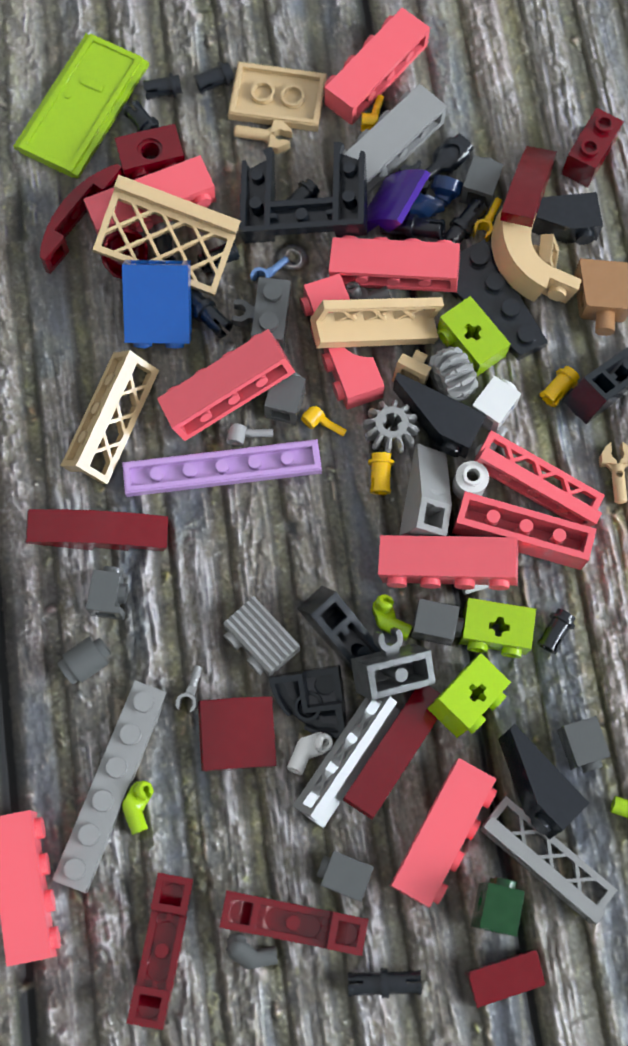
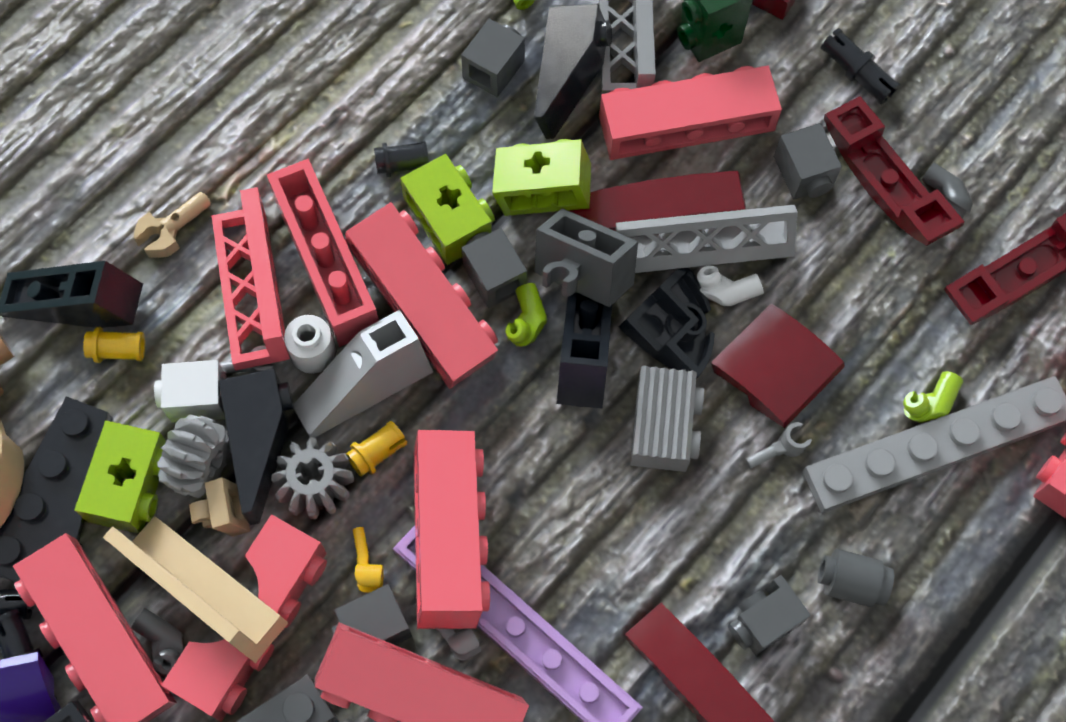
camera: 130 degrees left, 5 degrees down
(300, 466) = (448, 530): none -> coral brick

